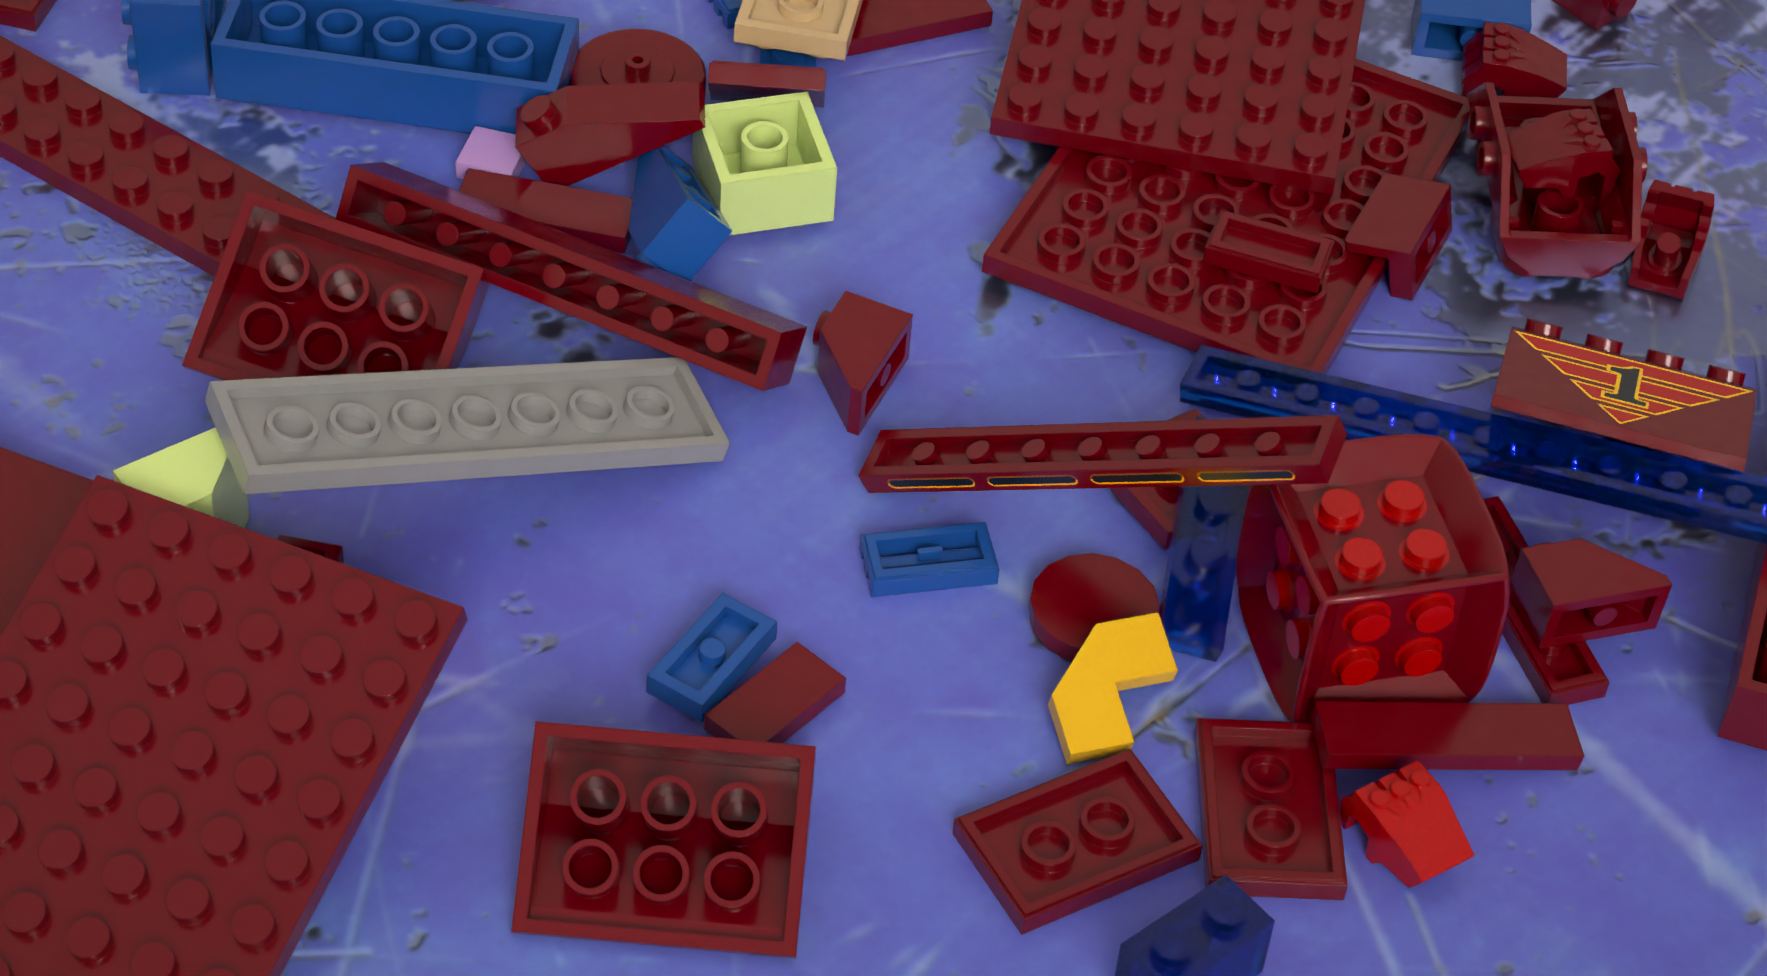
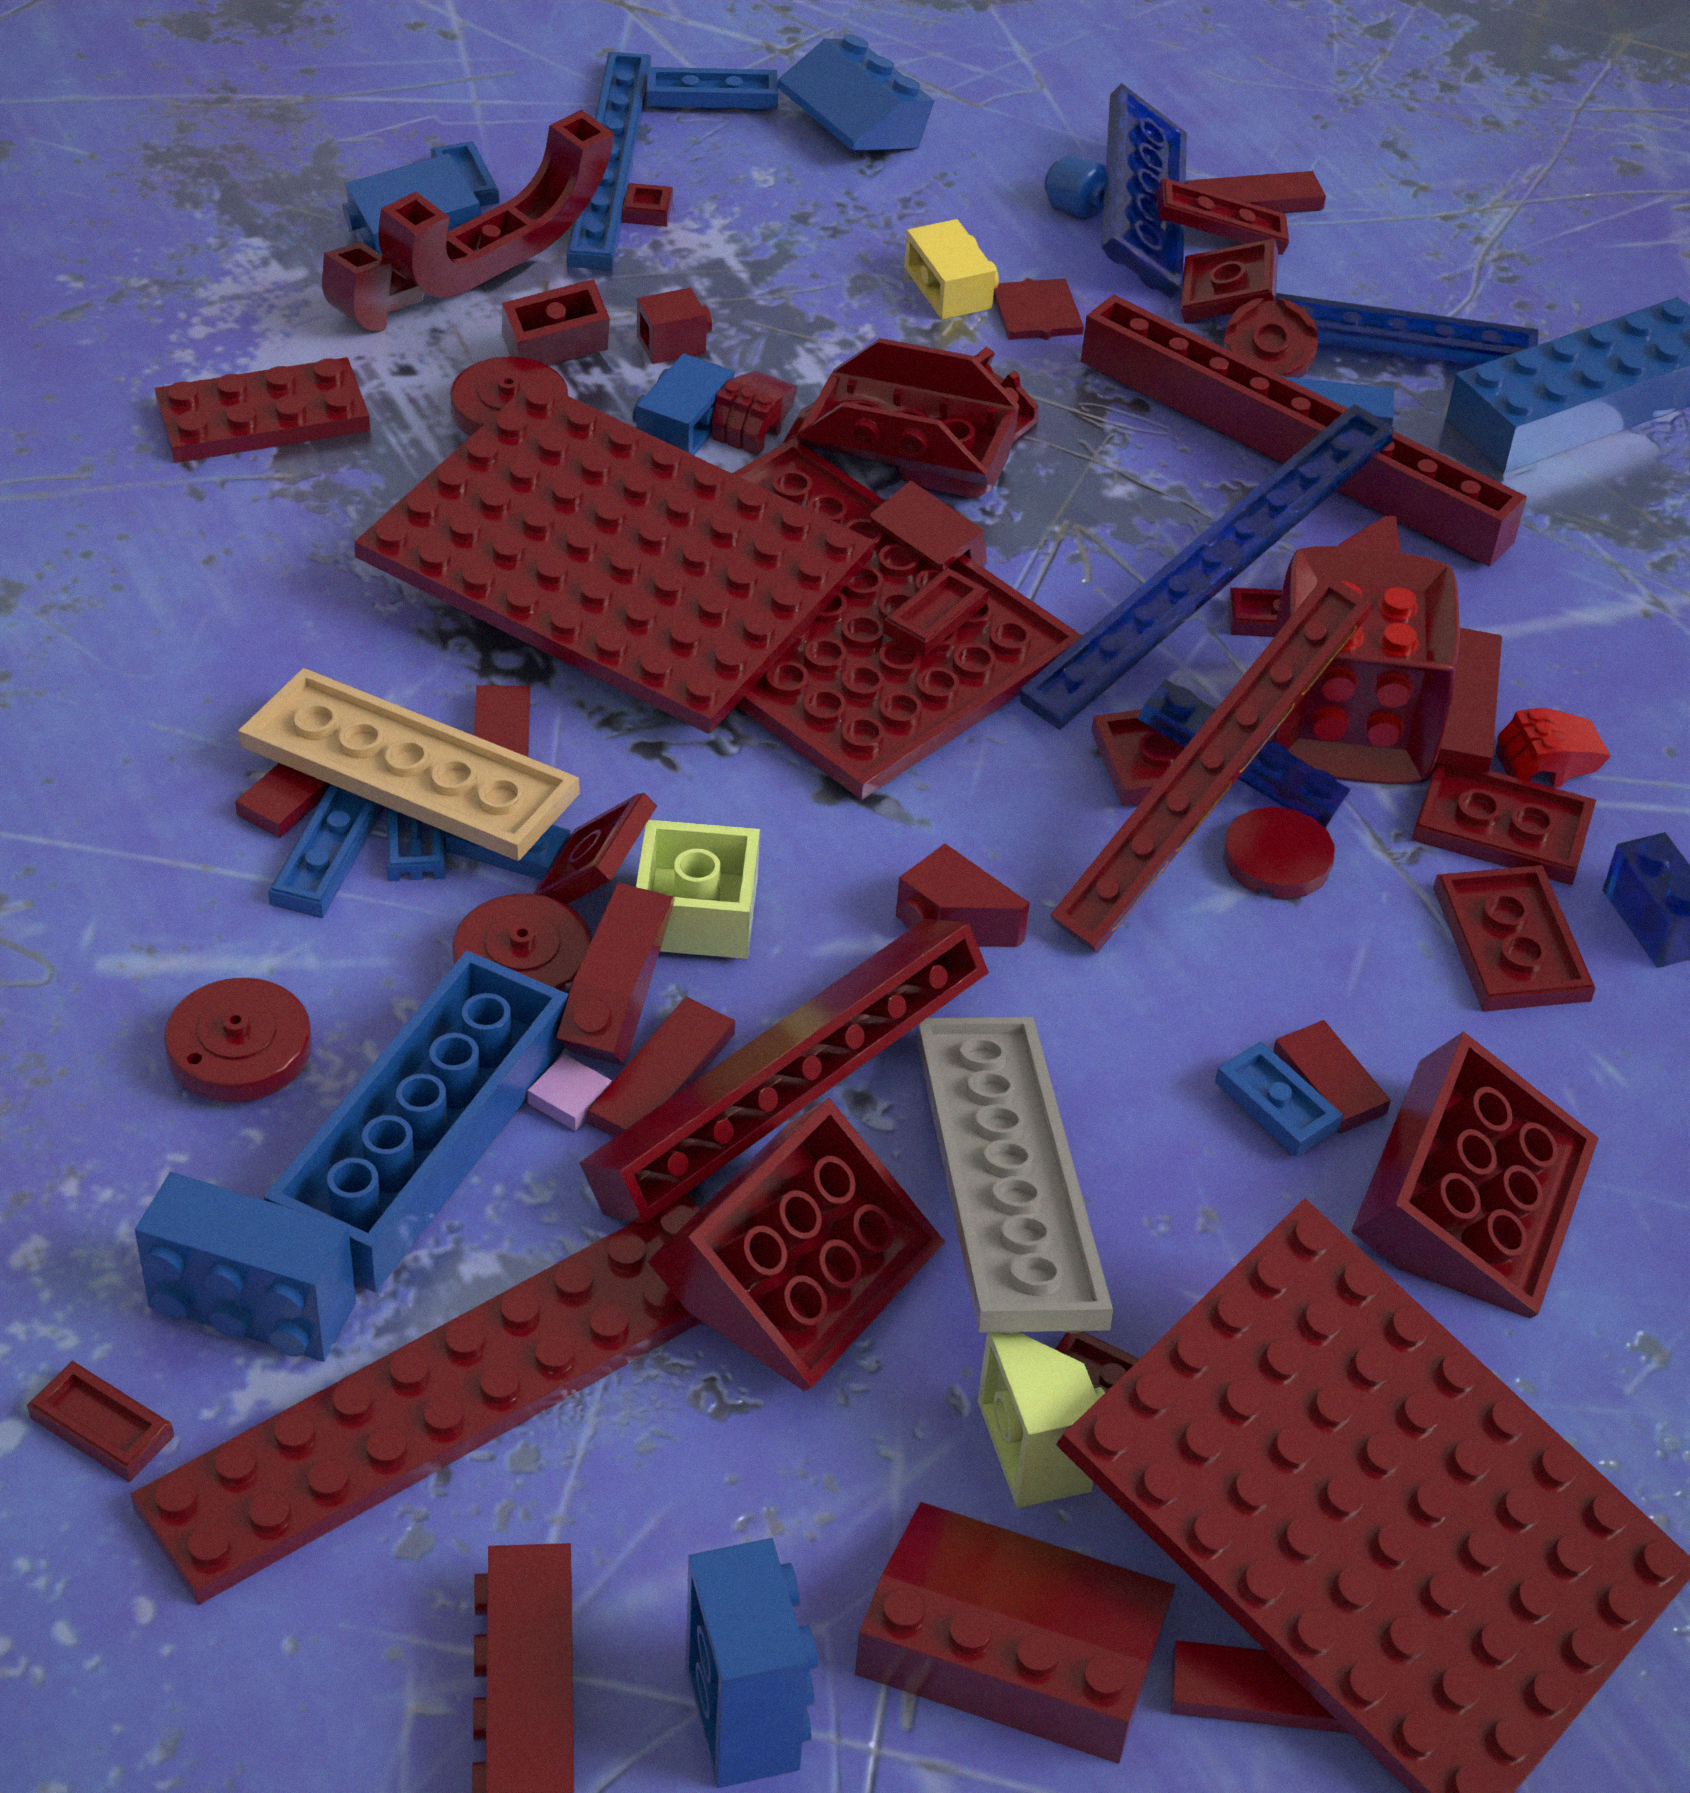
camera: 70 degrees left, 0 degrees up
(674, 215) = (742, 971): blue slope -> none
(930, 567) = (1189, 966): blue tile -> none
(1087, 699) = (1353, 844): yellow tile -> none
(1561, 151) = (923, 391): dark red hand -> none
(1626, 396) = (1192, 475): dark red slope -> none

